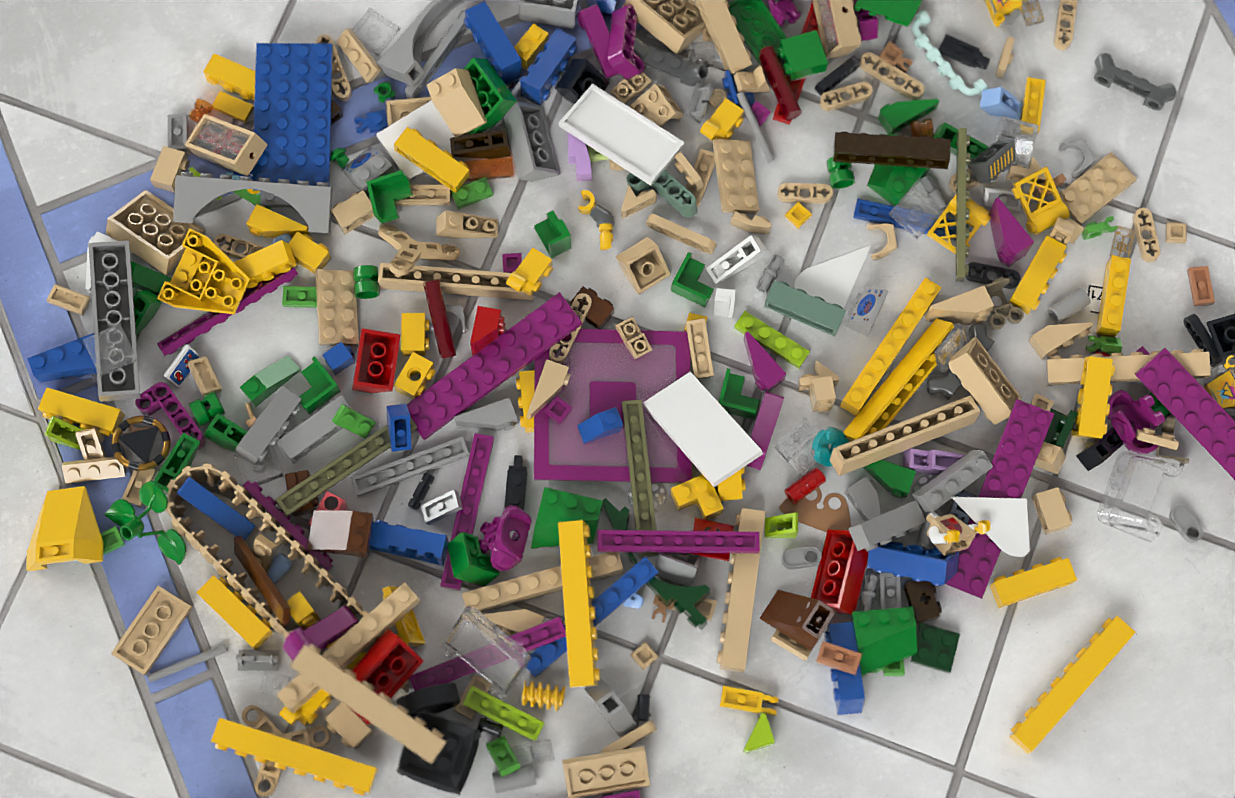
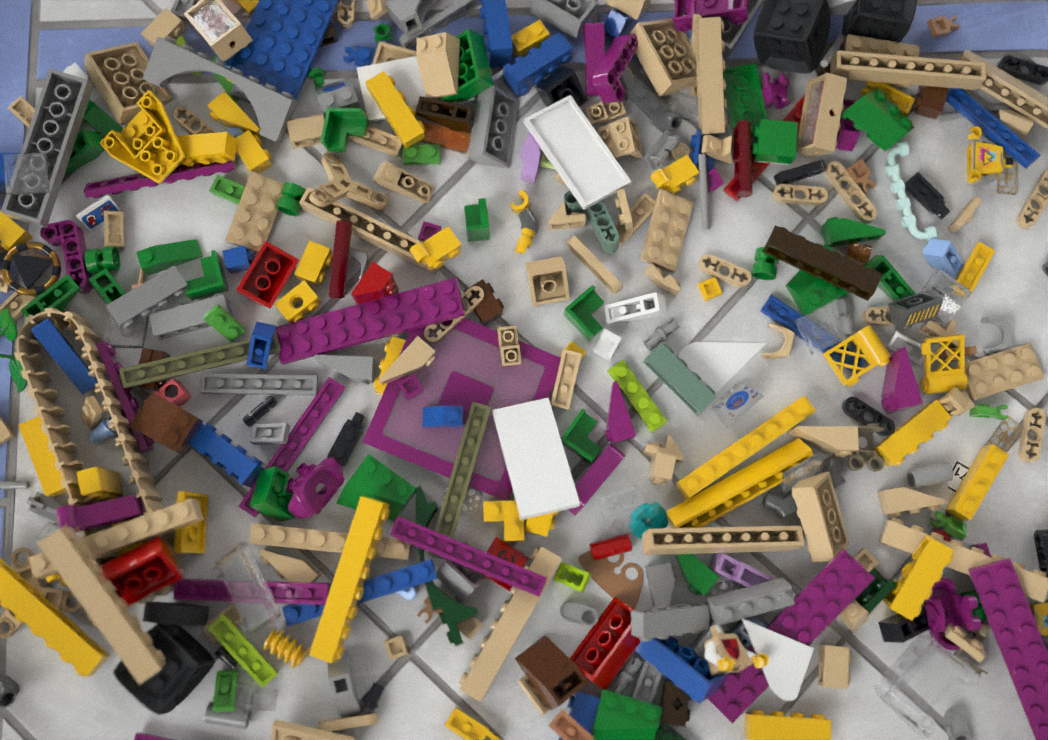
camera: 20 degrees right, 5 degrees up
(262, 580) = (73, 441): reddish brown tile -> none
(962, 212) = (864, 347): olive plate -> none

